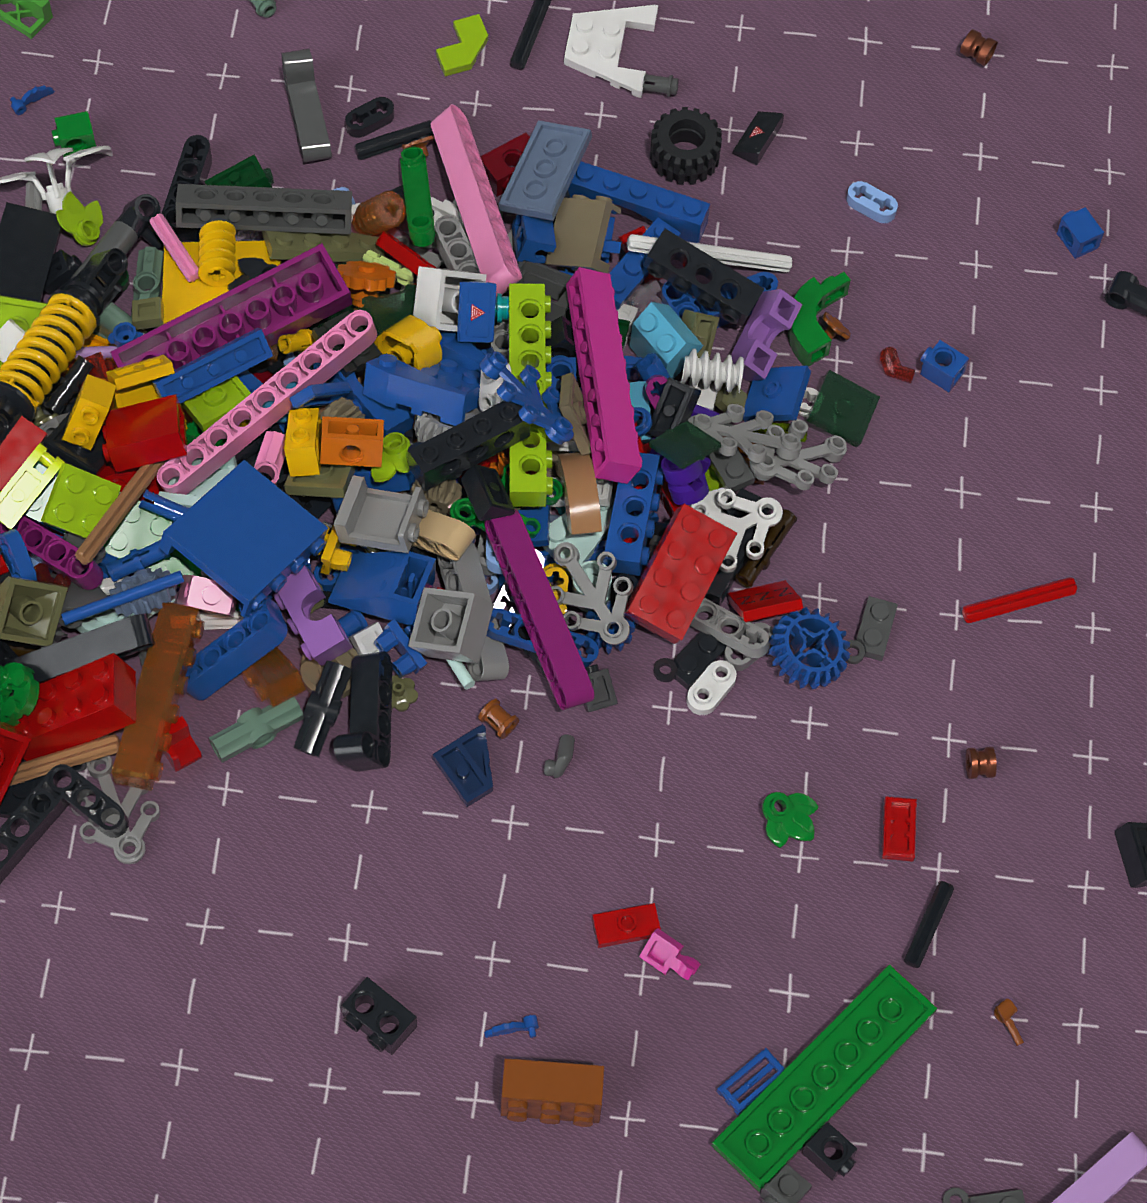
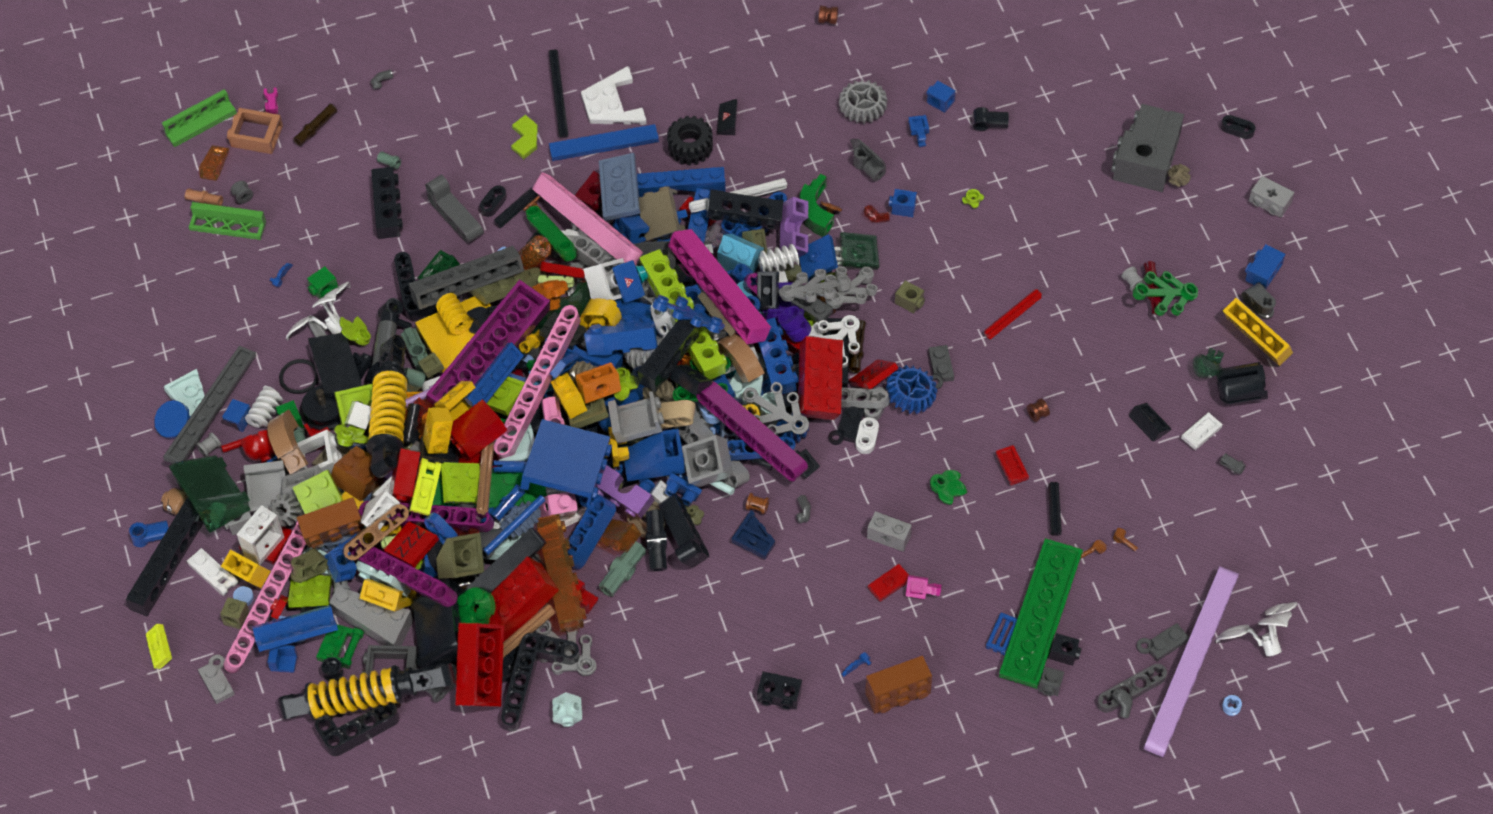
camera: 20 degrees left, 5 degrees down
(63, 902) = (567, 709): none -> light aqua brick
(121, 331) = (424, 379): blue plate -> none
(175, 247) = (424, 321): bright pink axle -> none
(222, 58) = (386, 226): none -> black brick
(567, 98) = (603, 142): none -> blue tile
(663, 85) = (658, 110): dark grey pin -> none
(665, 848) = (889, 531): none -> light grey brick
(685, 444) = (786, 305): clear green piece -> none
(872, 202) = (813, 128): light blue beam -> none
(880, 497) = (909, 290): none -> olive brick
(923, 282) = (867, 160): none -> dark grey panel
(961, 202) = (862, 96): none -> light grey gear
(964, 1012) = (1098, 546): none -> dark orange hand
(1024, 264) = (919, 126): none -> blue plate
(1053, 395) = (973, 193): none -> lime plate

